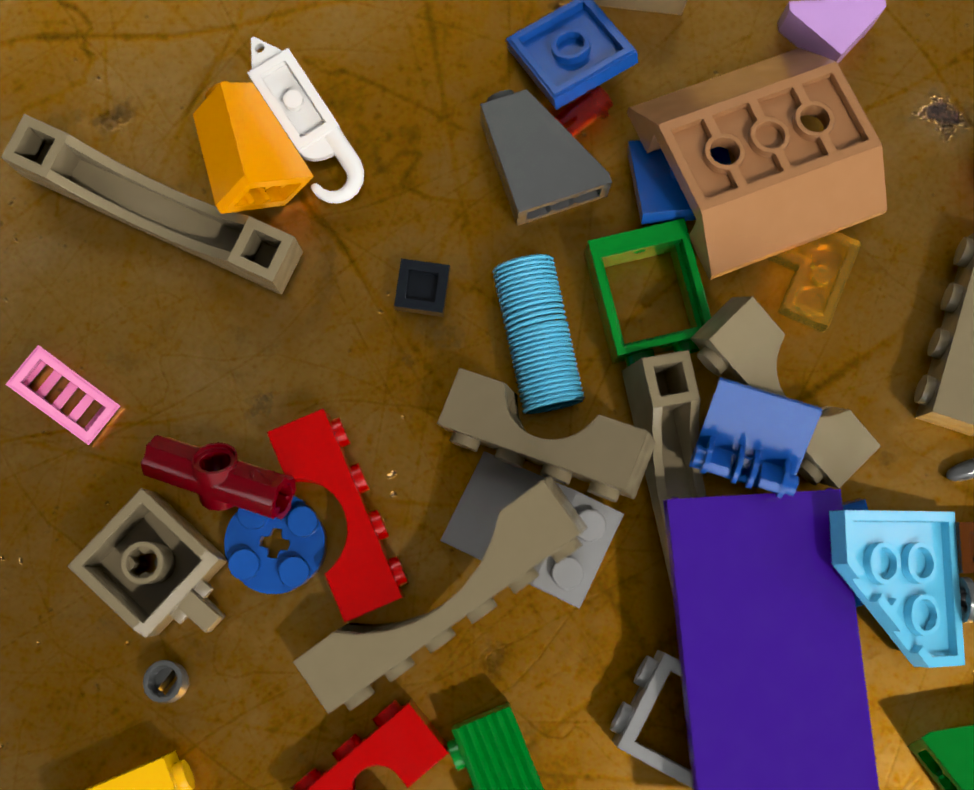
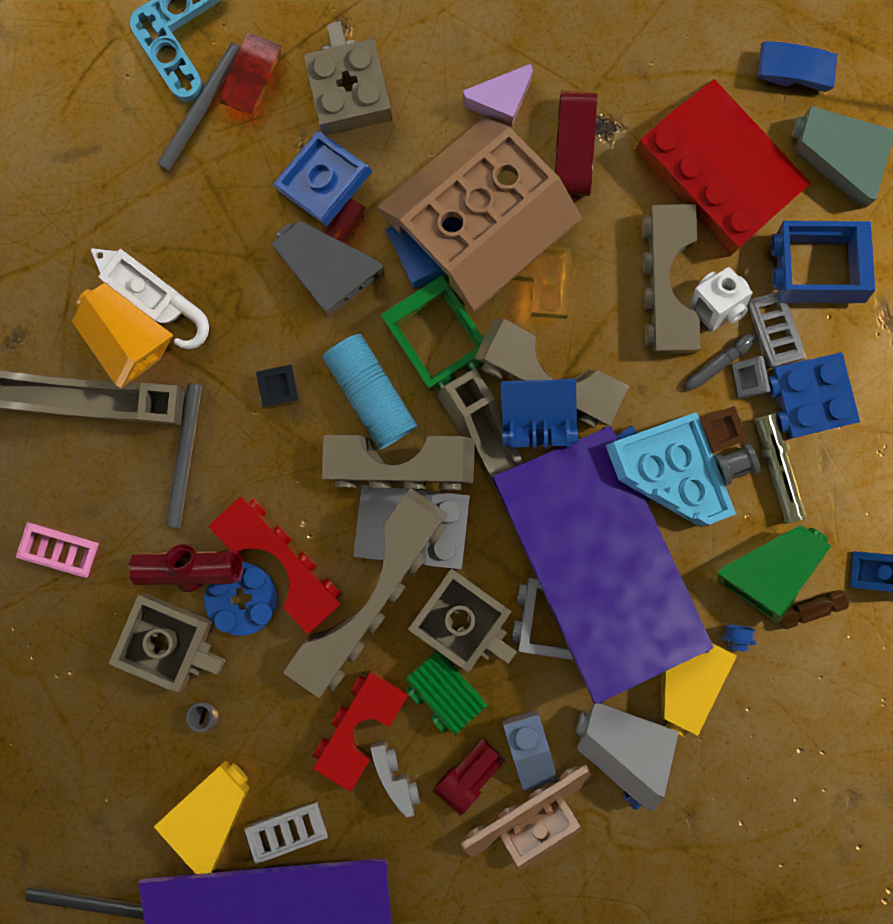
camera: 15 degrees left, 5 degrees up
(270, 334) = (184, 455): none -> dark grey bar
(575, 704) = (467, 643): none -> dark tan hinge
(911, 112) = (576, 141): none -> dark red beam

